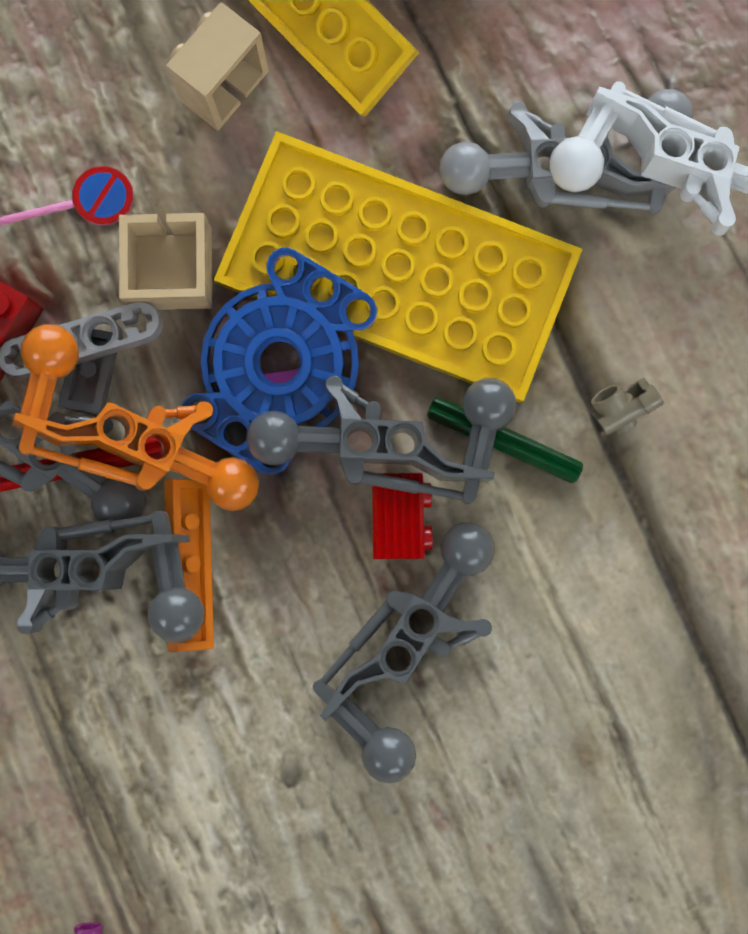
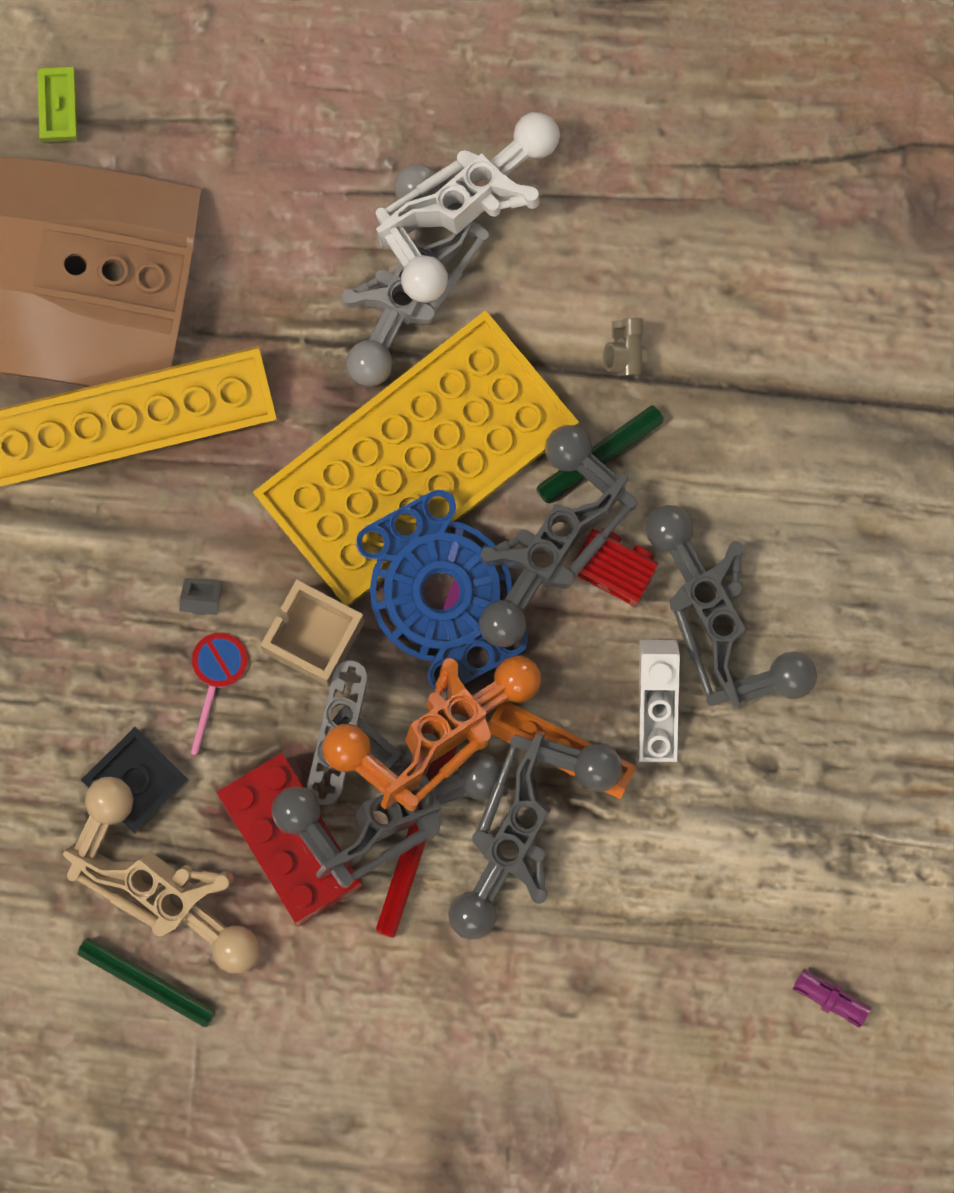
camera: 60 degrees left, 5 degrees down
(148, 140) = (200, 596): none -> dark grey plate
(218, 51) = (177, 500): tan piece -> none
(292, 632) = (658, 700): none -> white slope

